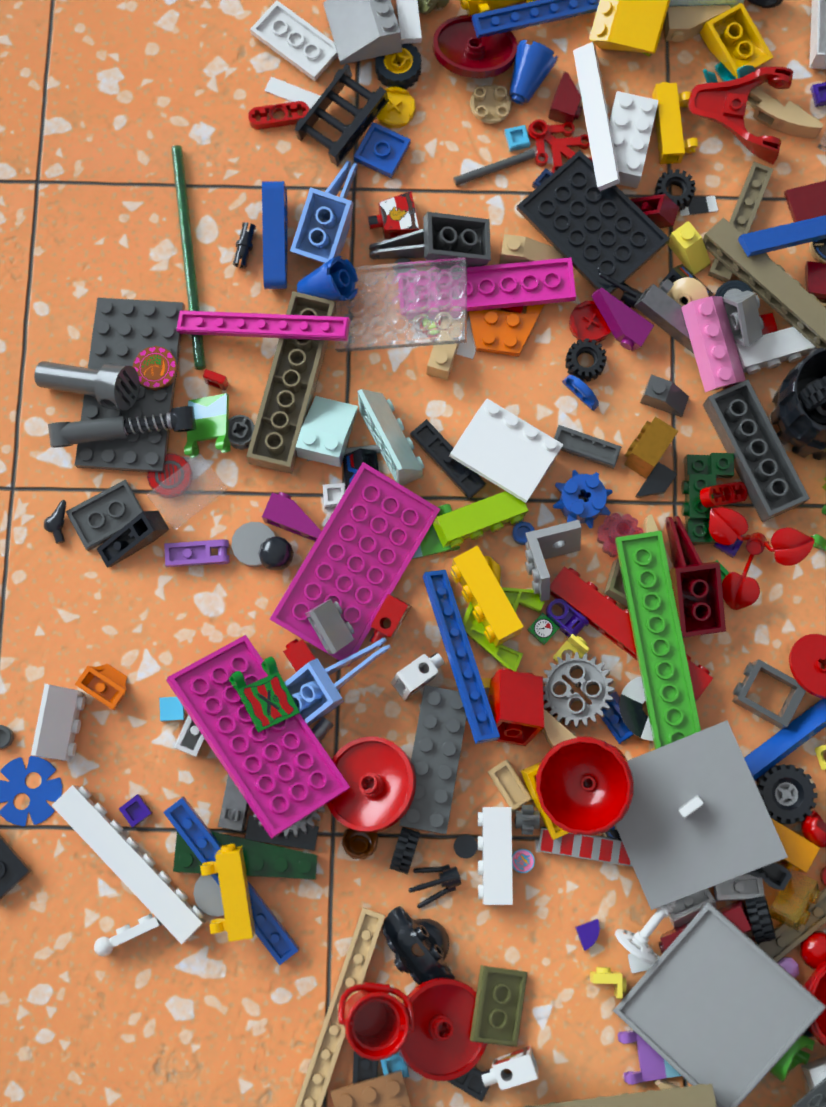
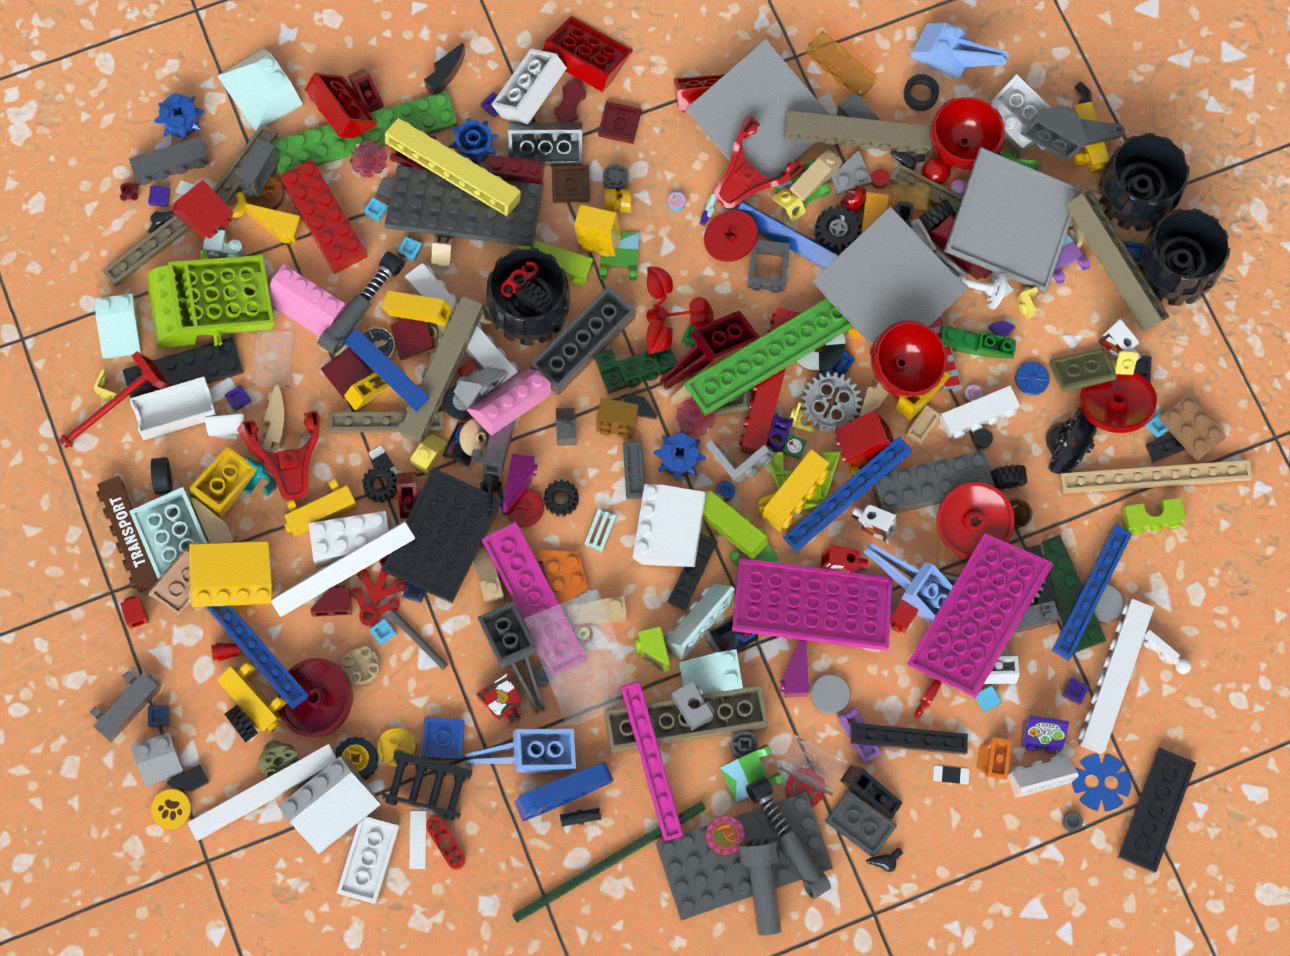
camera: 115 degrees left, 5 degrees down
(102, 748) = (1044, 734): none -> slope
(112, 632) = (951, 774): none -> sticker
(167, 602) = (908, 738): none -> black tile
(199, 639) = (927, 698): none -> red piece
(215, 379) = (710, 786): red tile -> none
(234, 893) = (1101, 580): yellow brick -> none
(266, 699) = (951, 620): flag -> none
(276, 553) = (831, 671): black hair -> none
(281, 1023) = (1138, 520): none -> lime arch
(286, 378) = (693, 717): none -> light grey brick
(330, 626) = (874, 597): light grey slope -> none
(331, 281) = (590, 724): blue cone -> none
(332, 494) = (761, 649): white tile -> none
(374, 1020) = (1139, 441): red piece -> none
(380, 377) = (652, 648): none -> lime slope
(448, 878) = (1012, 440): black plant -> none
(484, 1059) = (1125, 362): none -> light yellow bracket
(513, 940) = (1032, 378): none -> blue wheel
(521, 373) = (605, 515): none -> light aqua tile
(527, 819) = (943, 400): dark grey gear -> none
(530, 69) = (320, 642): blue cone -> none
(581, 893) = (978, 344): none -> green slope
(582, 391) = (588, 493): blue tile -> none
(691, 806) = (886, 283): white tile -> none
(719, 499) = (631, 350): red beam -> none
(784, 211) = (366, 391): none -> yellow slope
(800, 65) = (223, 424): none -> white slope

